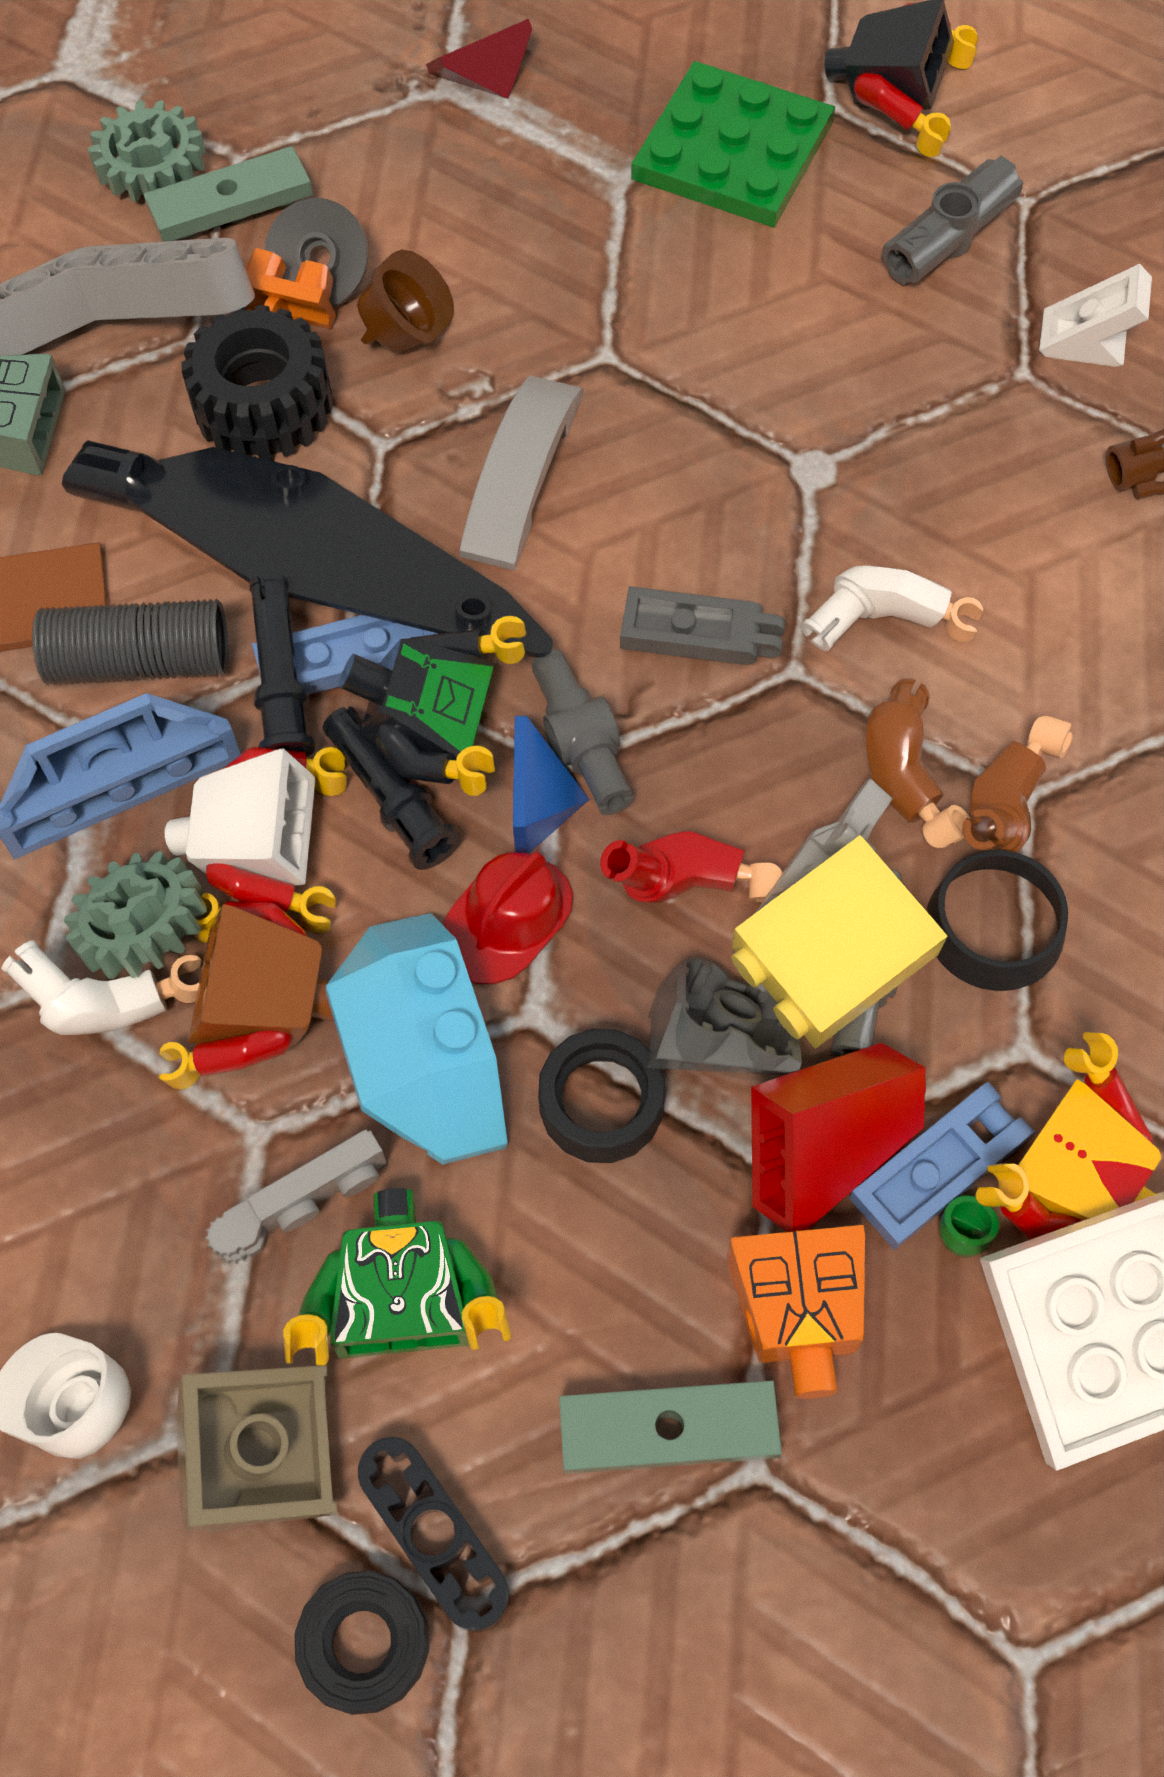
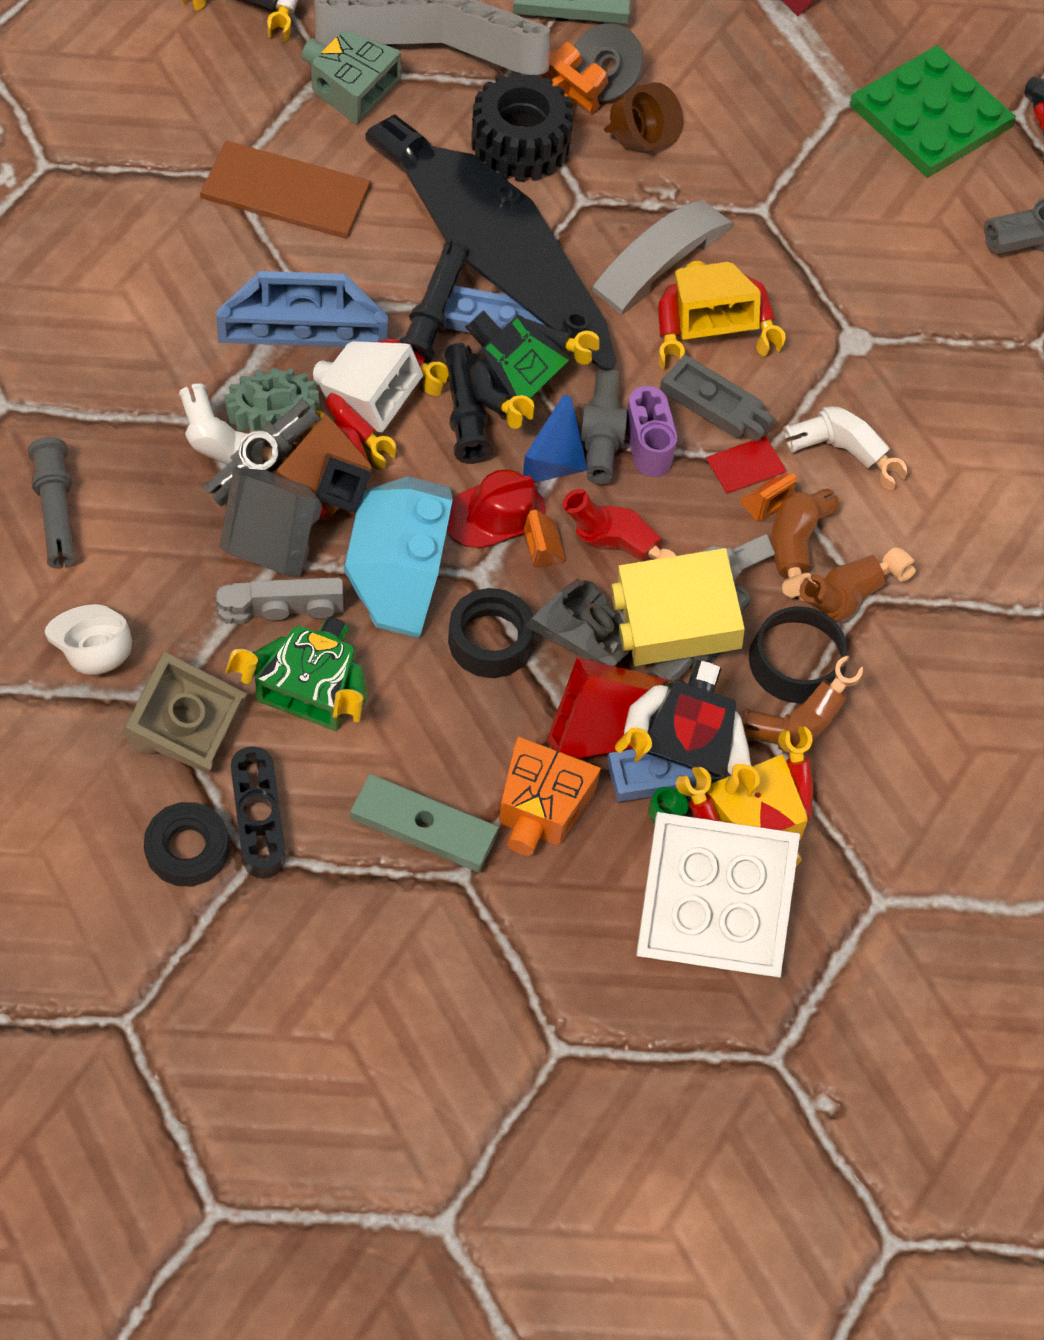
camera: 20 degrees right, 5 degrees down
(118, 641) = (347, 241): dark grey piece -> none
(145, 1029) = (280, 437): none -> dark grey pin
(223, 1091) = (269, 520): none -> dark grey slope
(296, 989) = (342, 482): none -> black slope
(593, 928) = (543, 540): none -> orange slope
(627, 503) = (714, 302): none -> yellow torso
(643, 702) = (650, 405): none -> medium lavender beam
(779, 695) = (746, 464): none -> red sticker
(834, 722) = (768, 496): none -> orange slope
(963, 1115) = (692, 728): none -> torso
(1067, 1005) = (813, 714): none -> dark orange arm

